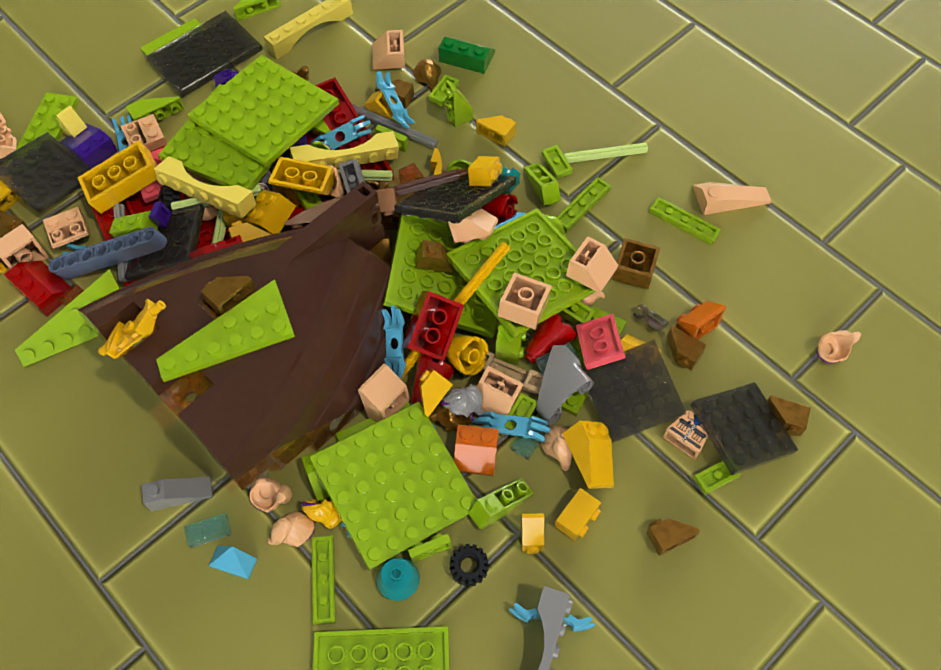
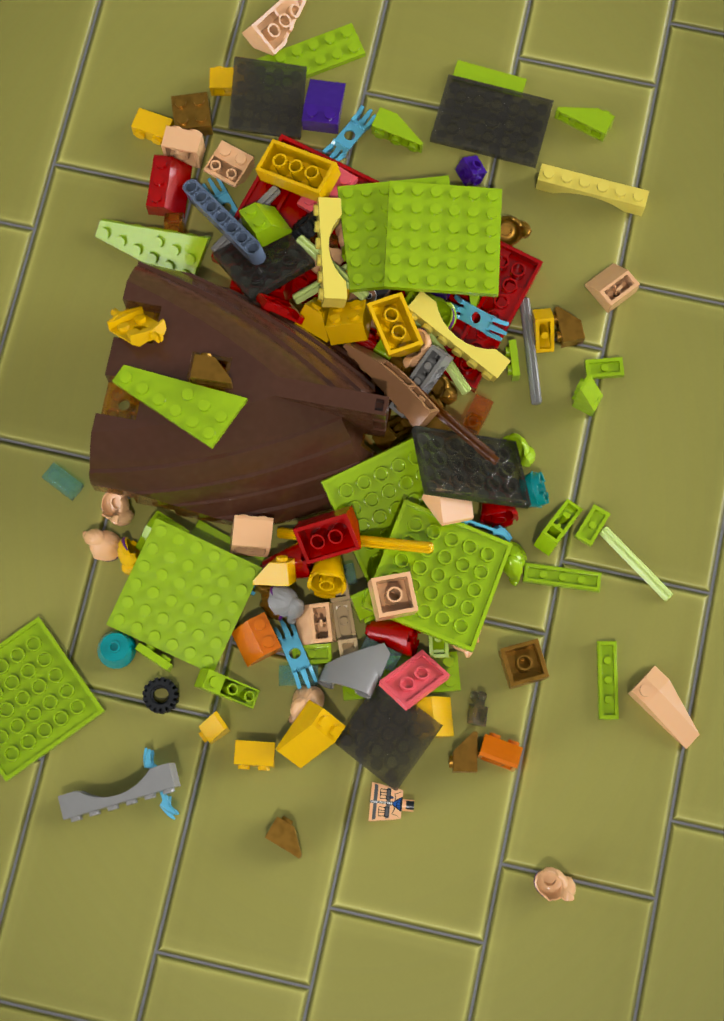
camera: 55 degrees right, 15 degrees up
(70, 122) = (330, 78): light yellow slope -> none
(146, 131) = (363, 149): light nougat slope -> none
(160, 214) = (282, 237): dark purple plate -> none
(175, 492) = (71, 433): light grey slope -> none
(233, 561) = (52, 518): medium azure slope -> none
(323, 580) = (82, 594): lime tile -> none
(387, 88) = (545, 346): medium azure piece -> none
(394, 329) = (309, 504): medium azure piece -> none
(427, 72) = (614, 339): pearl gold hair -> none
(433, 256) = (394, 490): pearl gold slope -> none
(436, 162) = (512, 420): yellow slope -> none
(465, 54) = (665, 358): green slope -> none
(484, 171) = (513, 474): yellow brick -> none
(496, 129) = (592, 448): yellow slope -> none
(592, 265) = (474, 630): light nougat slope -> none
(714, 477) = (362, 846): lime plate -> none
(743, 428) = (418, 845): clear smoke plate -> none
(791, 415) = (457, 878): pearl gold slope -> none

